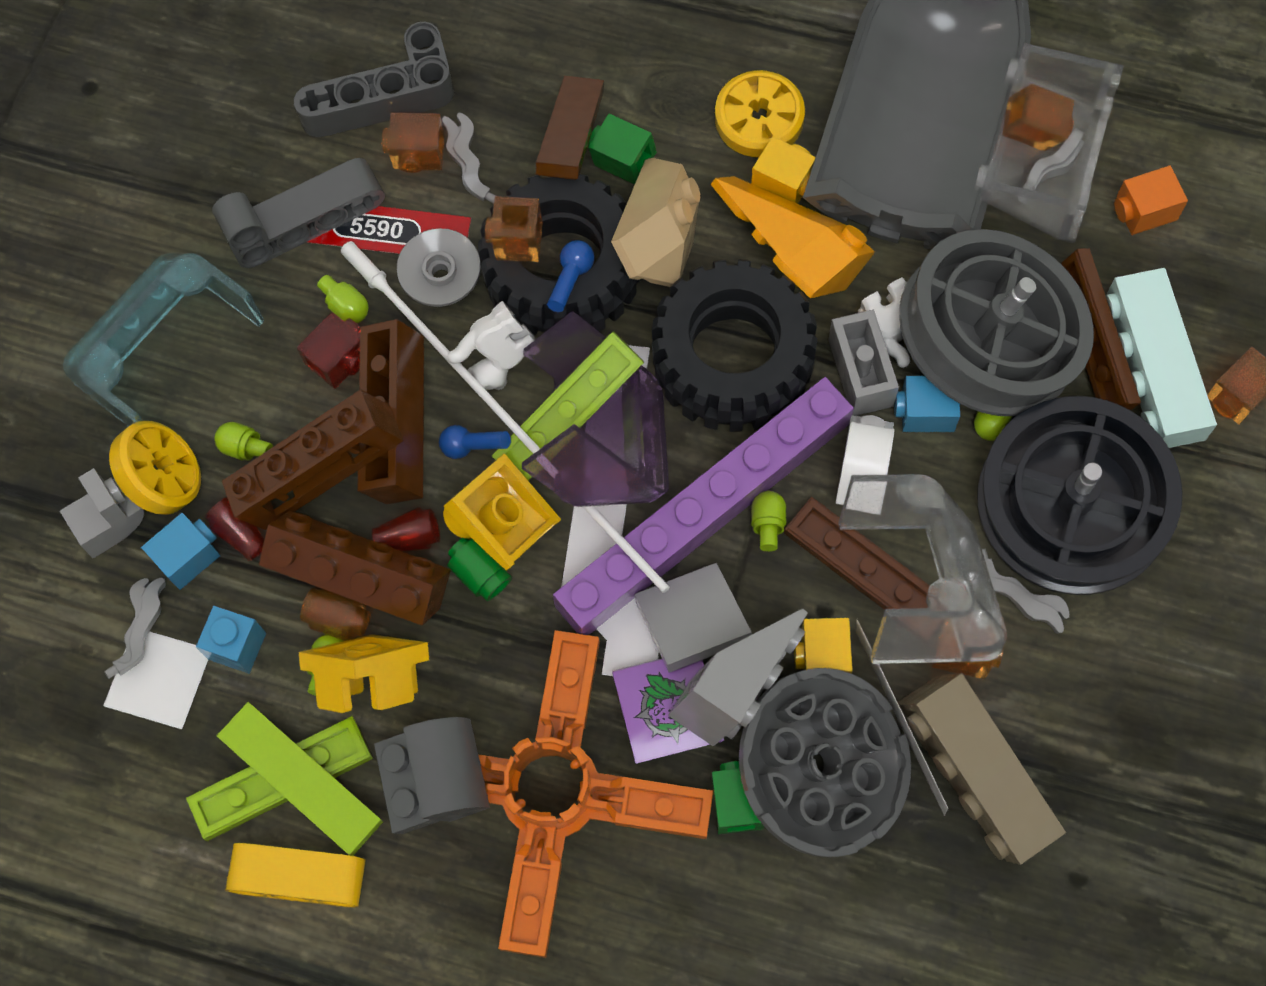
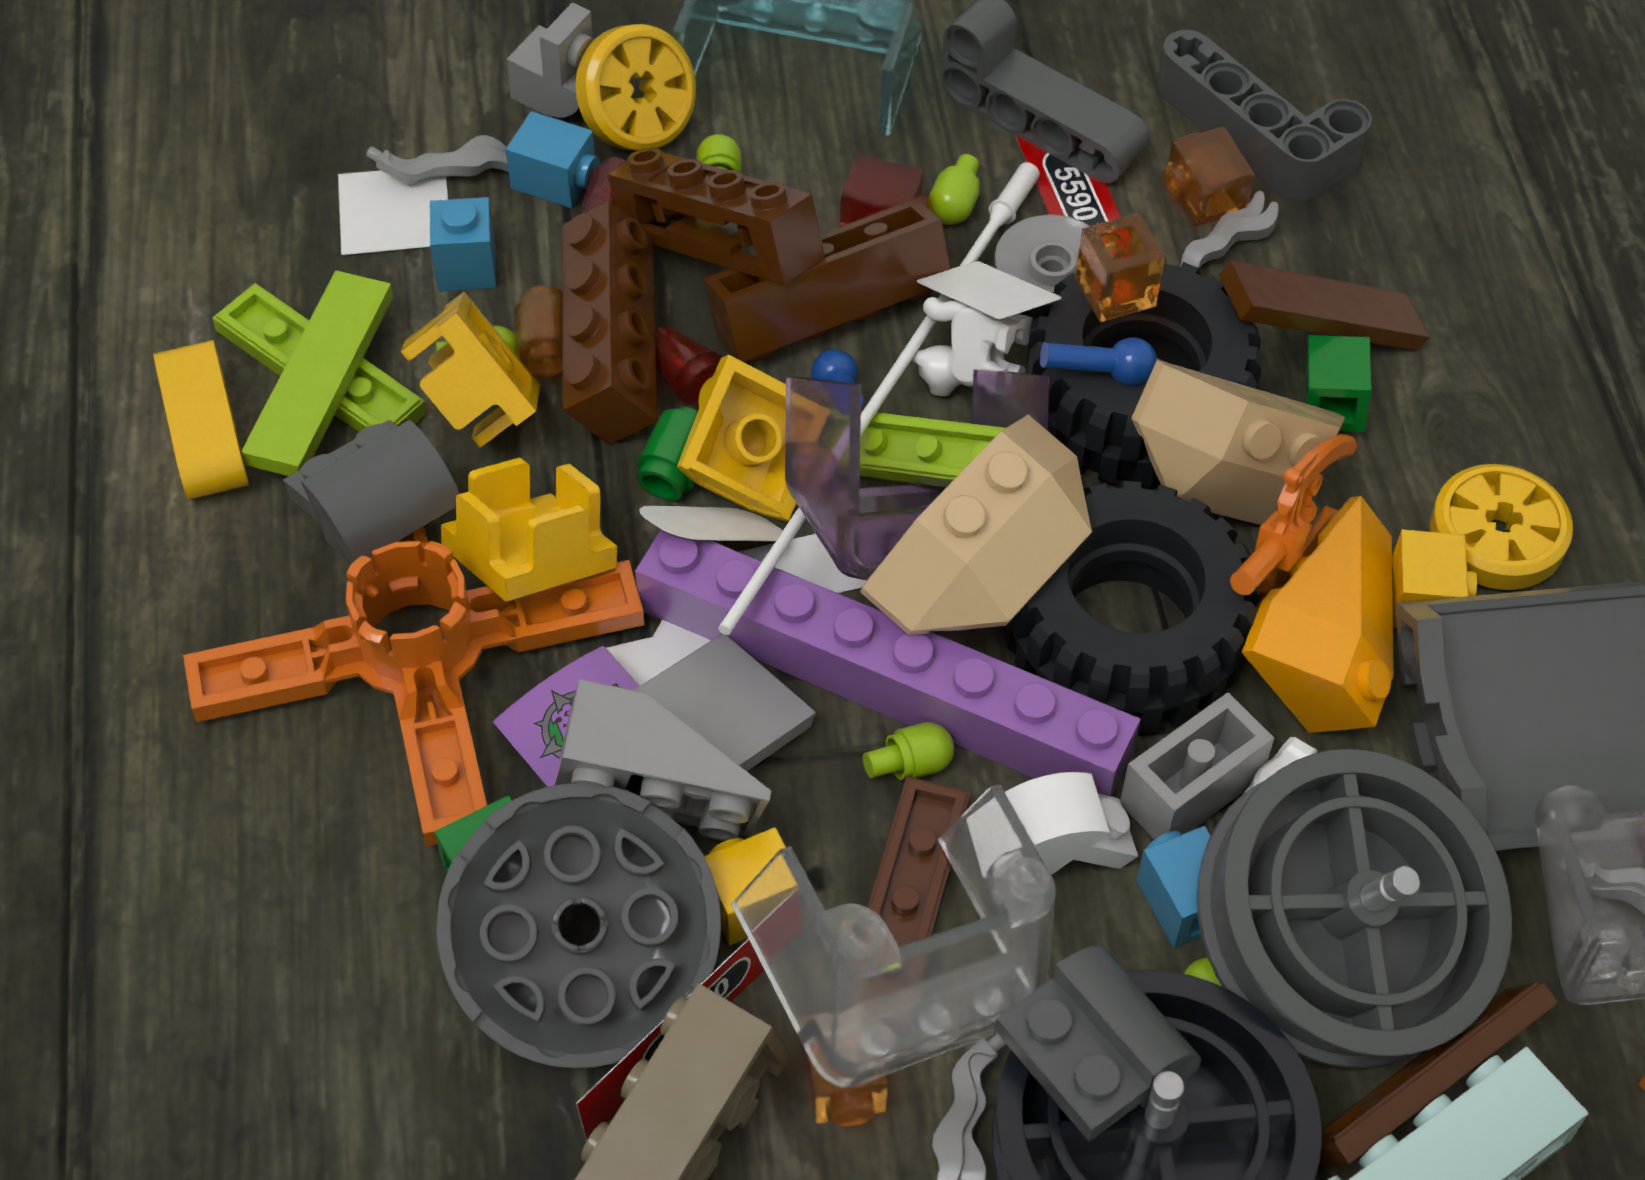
camera: 60 degrees right, 15 degrees down
(465, 316) = (988, 290): none -> white sticker
(514, 685) = (526, 542): none -> yellow panel
(557, 566) = (711, 523): none -> white sticker
(674, 401) = (987, 537): none -> tan wedge
(733, 225) = (1288, 533): none -> orange bar
(1037, 498) = (1094, 1040): none -> dark grey brick

